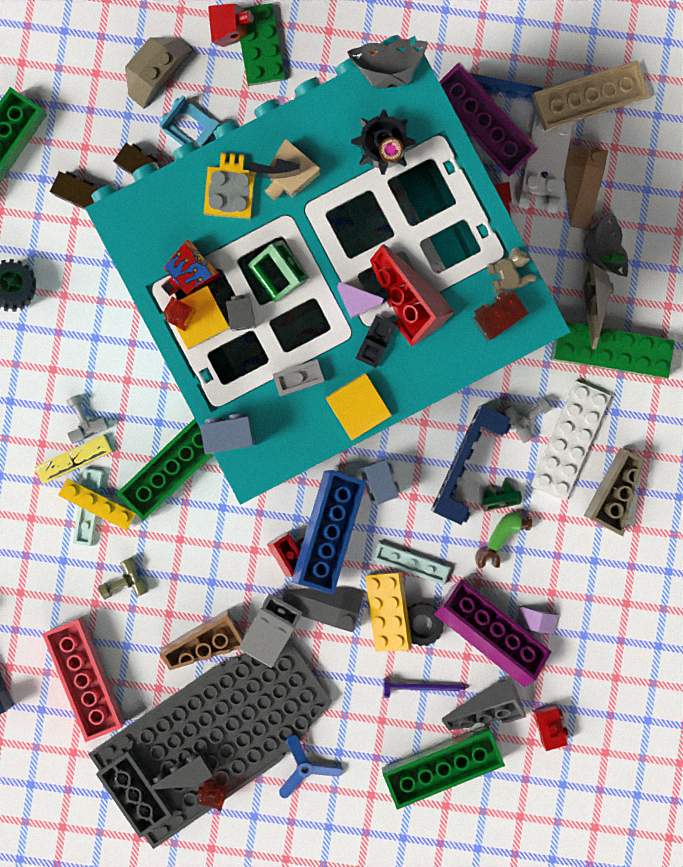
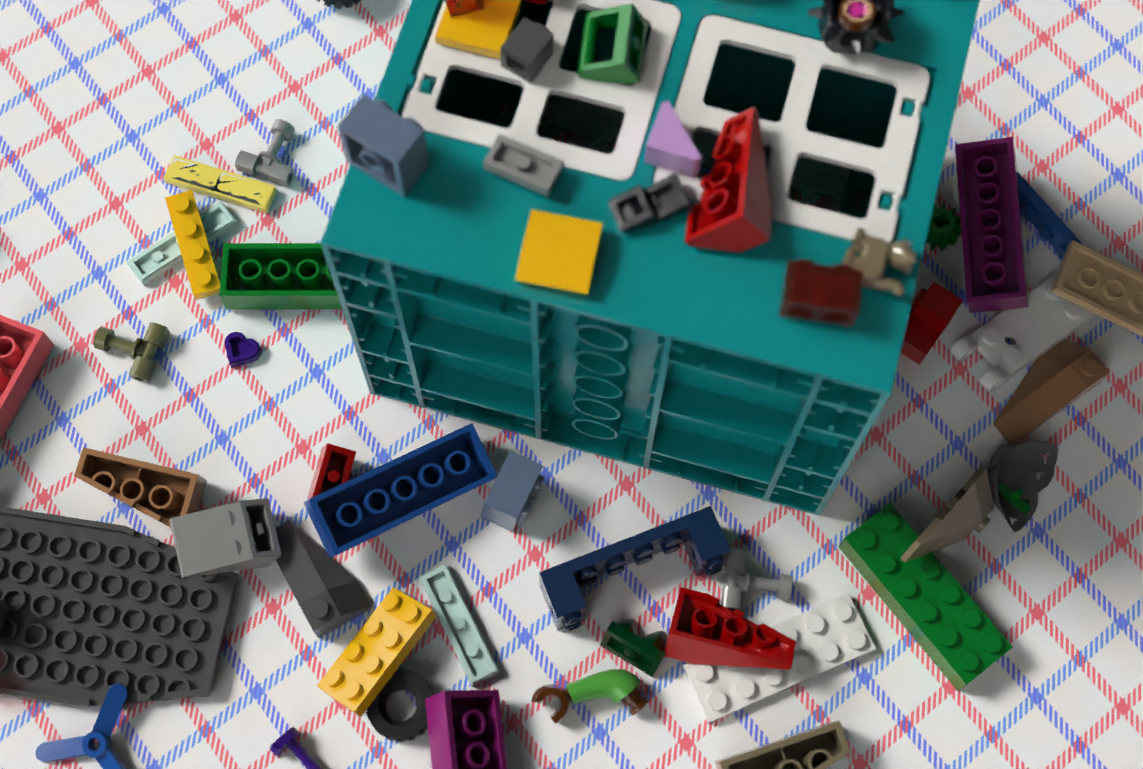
camera: 35 degrees right, 20 degrees down
(175, 532) = (241, 350): none -> dark purple tile
(535, 459) = (715, 635): none -> red wedge

